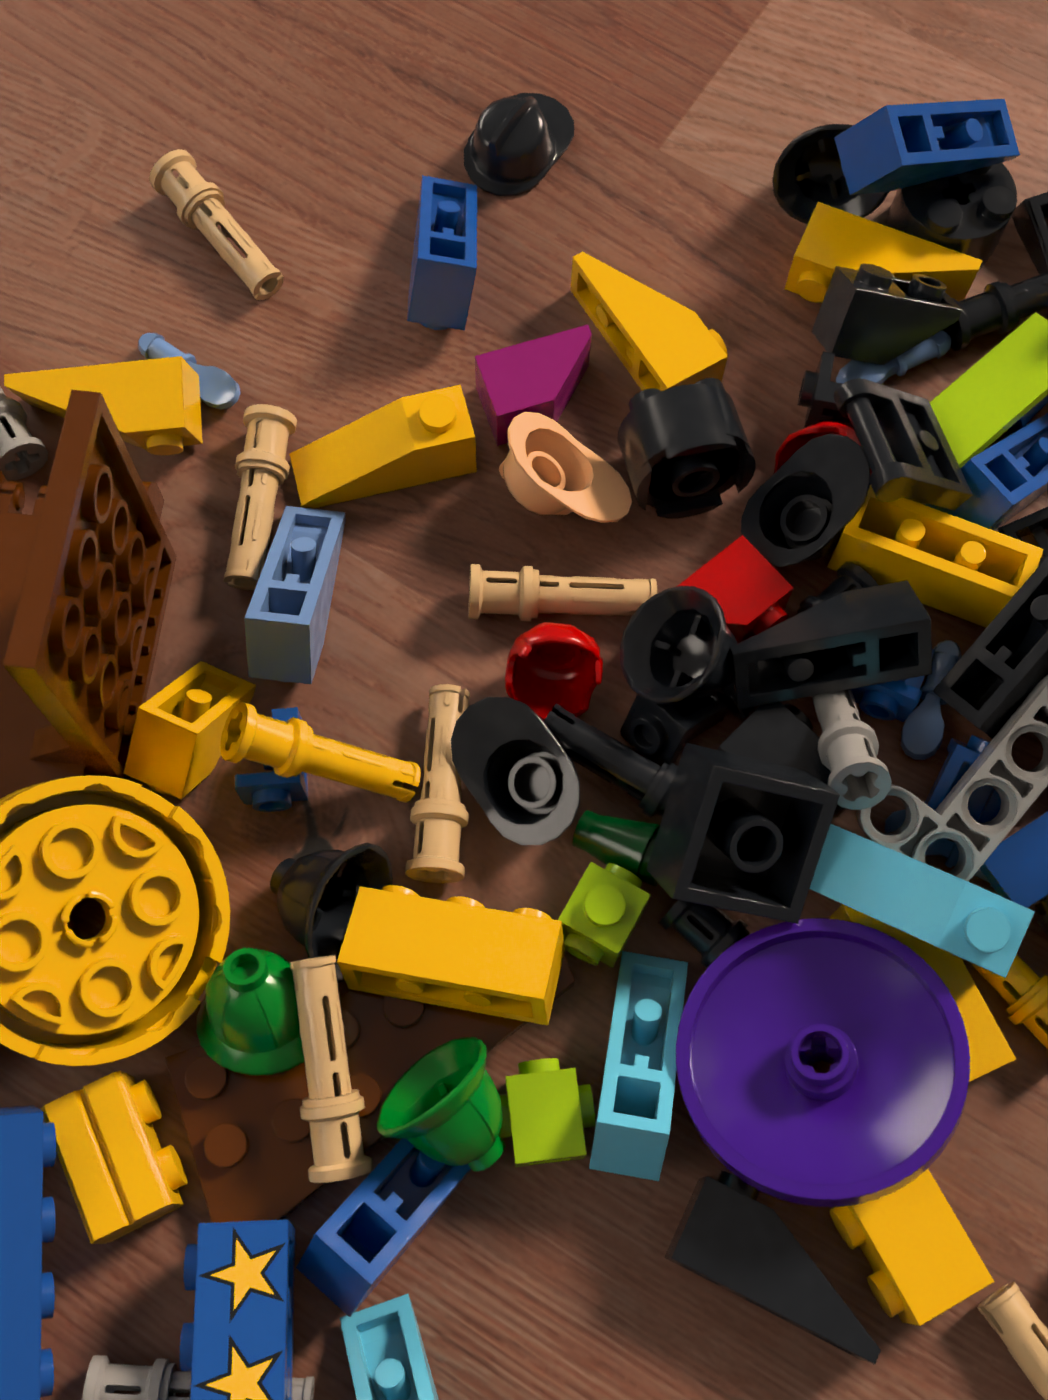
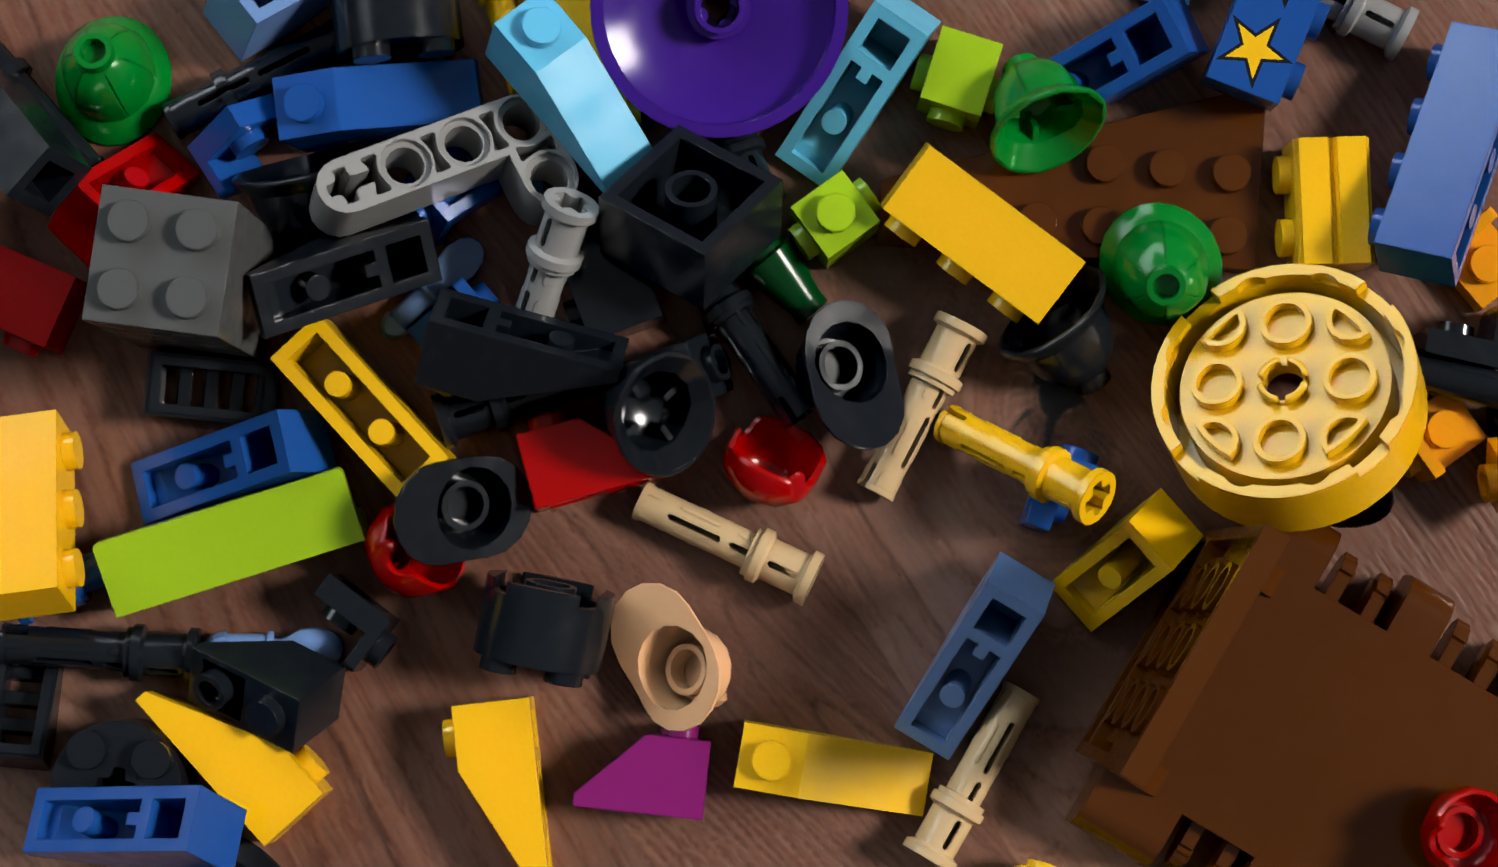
camera: 155 degrees left, 15 degrees up
(331, 1102) = (1133, 157): tan pin -> none
(902, 445) = (333, 509): black plate -> none

